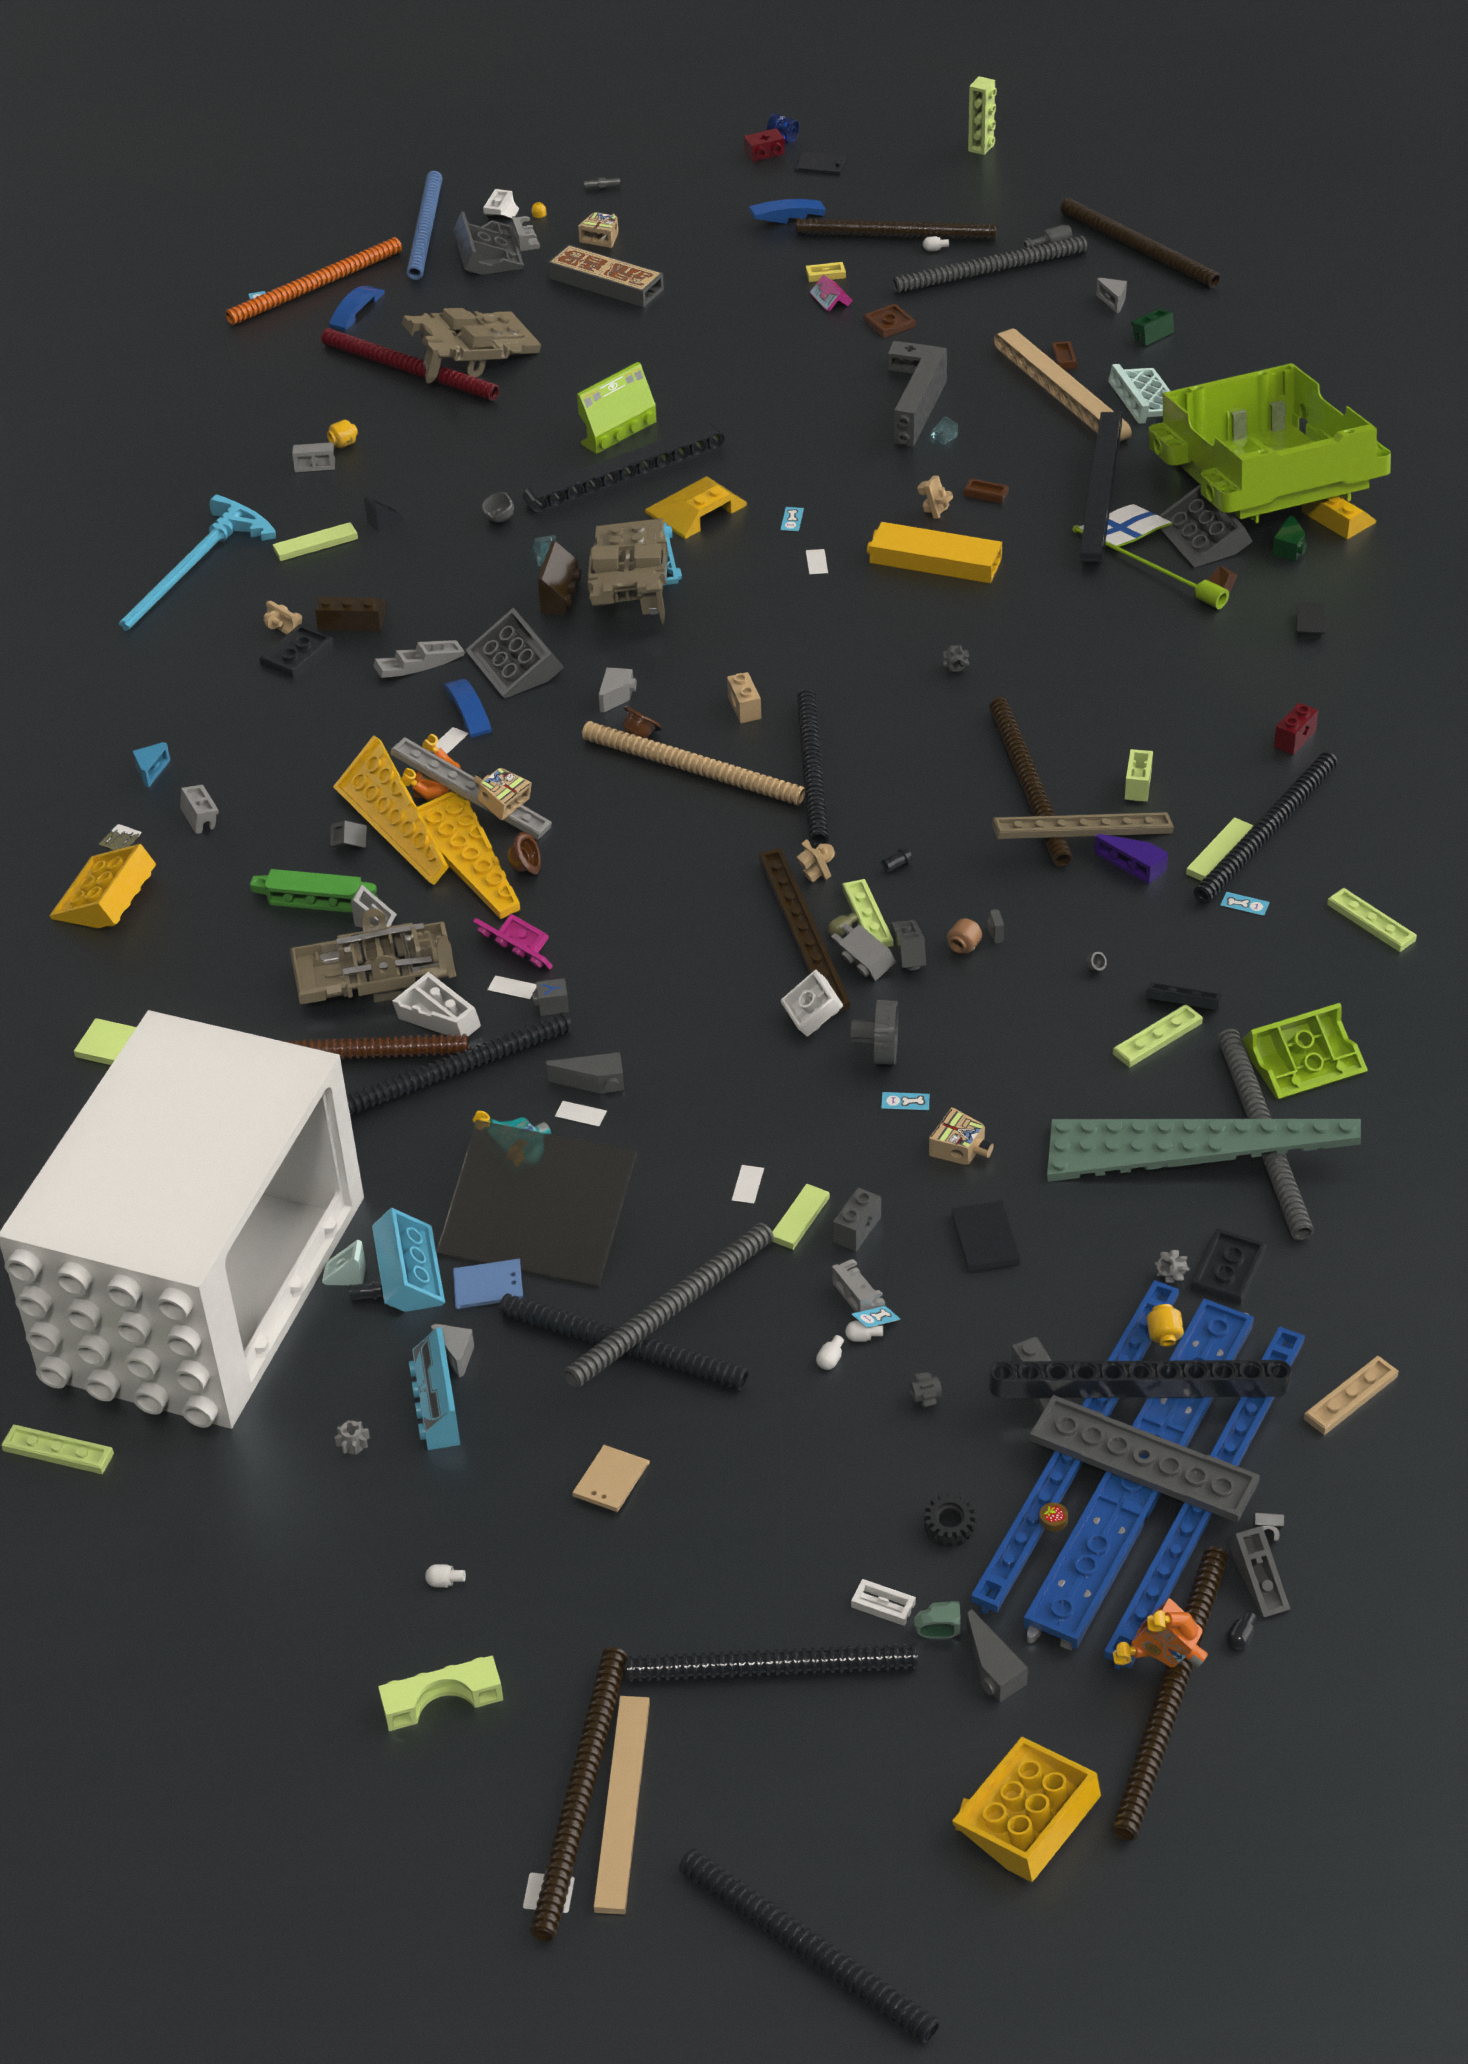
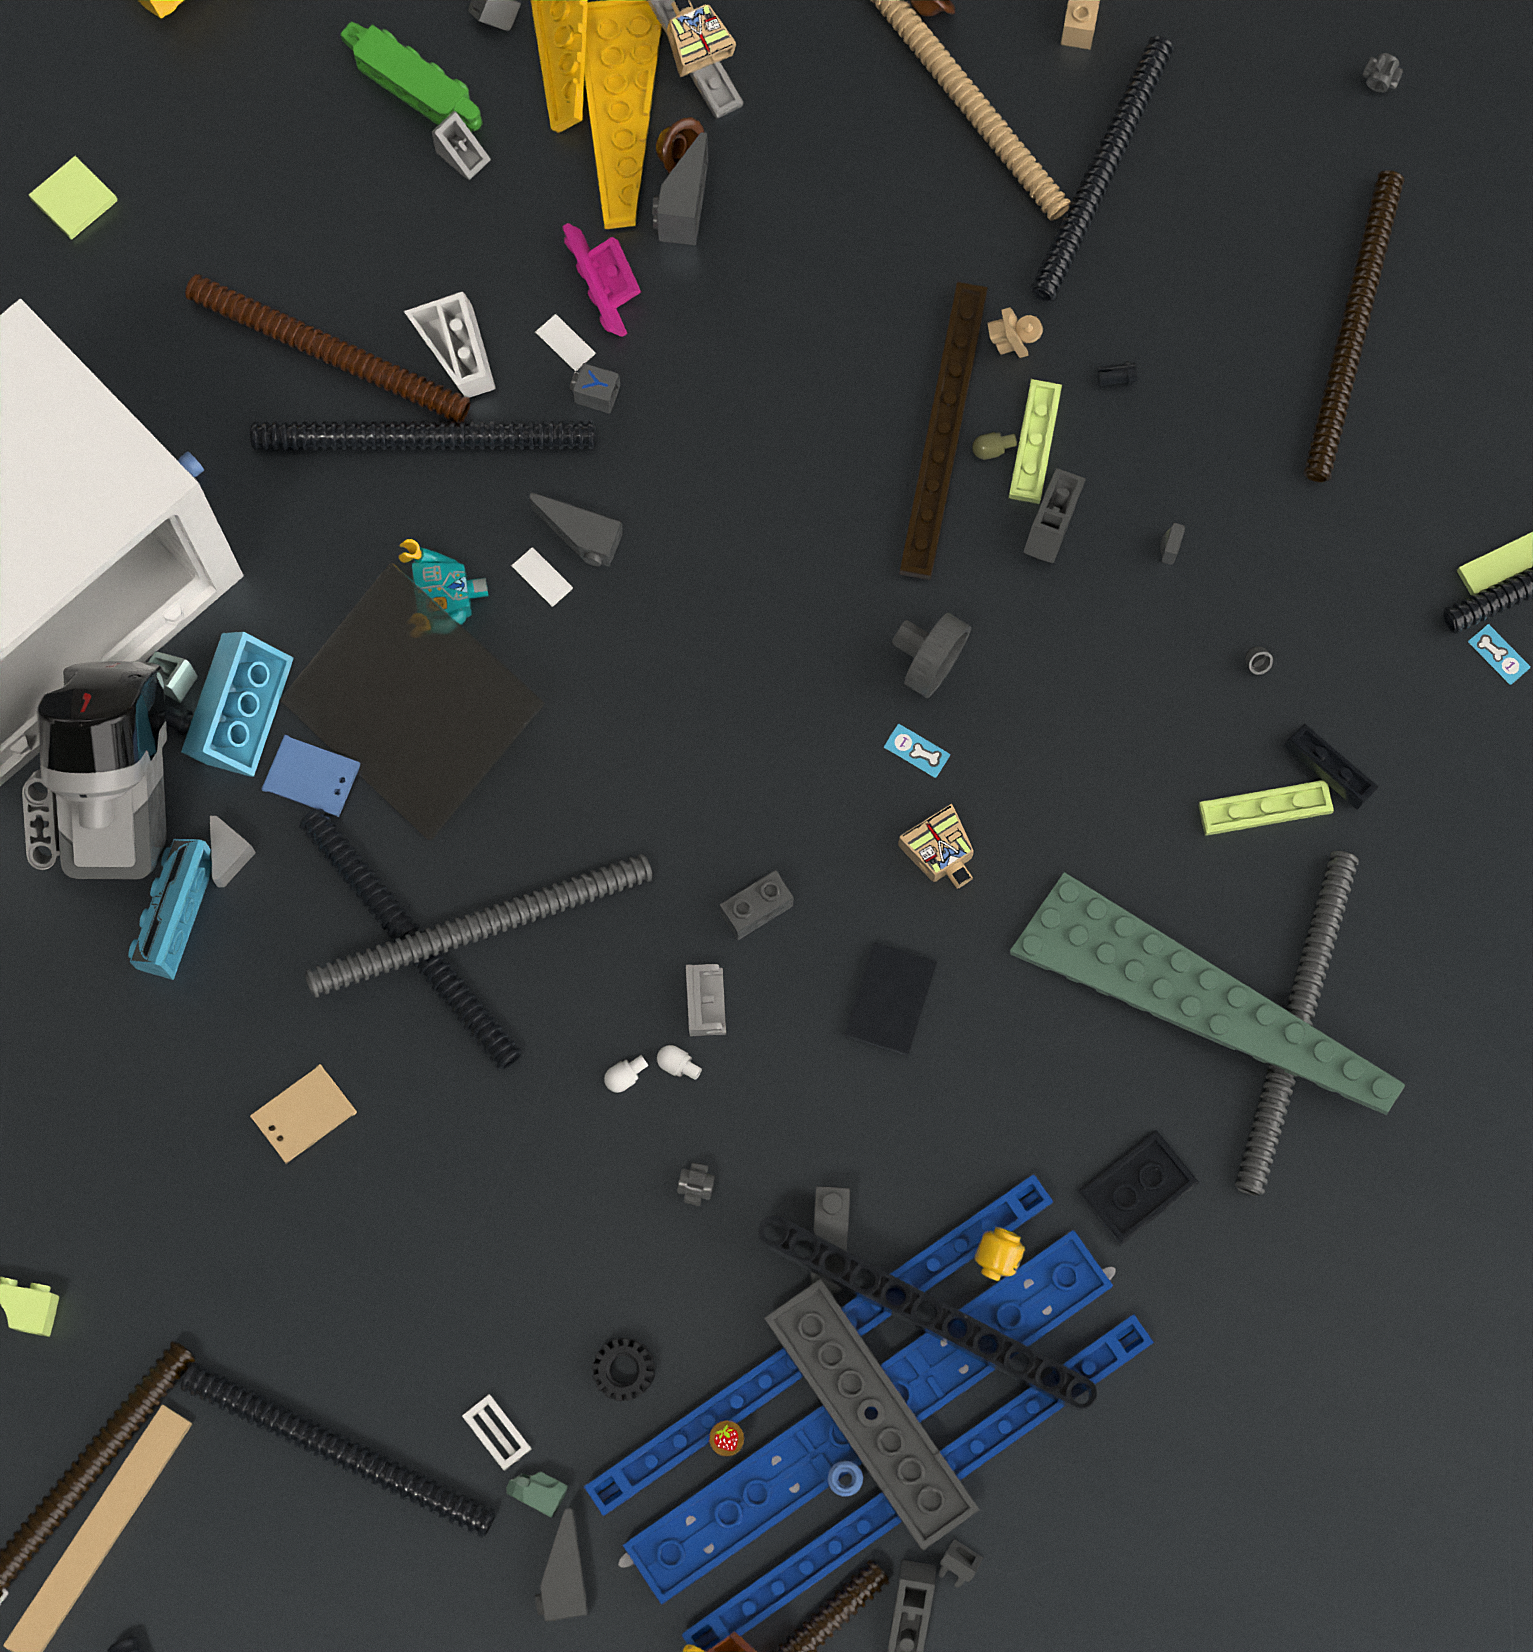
camera: 25 degrees right, 30 degrees up
(333, 968) = (365, 215): dark tan piece -> none
(343, 1312) = (101, 773): none -> piece
(352, 1437) = (54, 910): light grey gear -> none
(444, 1575) = (64, 1150): white cylinder -> none
(547, 876) = (681, 196): none -> dark grey slope
(747, 1184) = (671, 779): white sticker -> none
(800, 1216) = (701, 860): yellowish green tile -> none
(811, 1003) = (881, 559): white brick -> none
(865, 951) = (992, 505): light grey hinge -> none
(876, 1316) = (701, 1052): medium azure sticker -> none
(964, 936) = (1124, 541): medium nougat head -> none
(1082, 825) = (1368, 440): dark tan tile -> none
(1133, 856) = (1407, 519): dark purple slope -> none
(1138, 775) = (1489, 390): yellowish green brick -> none
(1153, 1494) = (853, 1470): none -> medium blue plate
(1172, 1266) = (1068, 1161): light grey gear -> none
(1304, 1052) = (1419, 930): lime piece -> none
(1350, 1395) = (1163, 1438): tan tile -> none

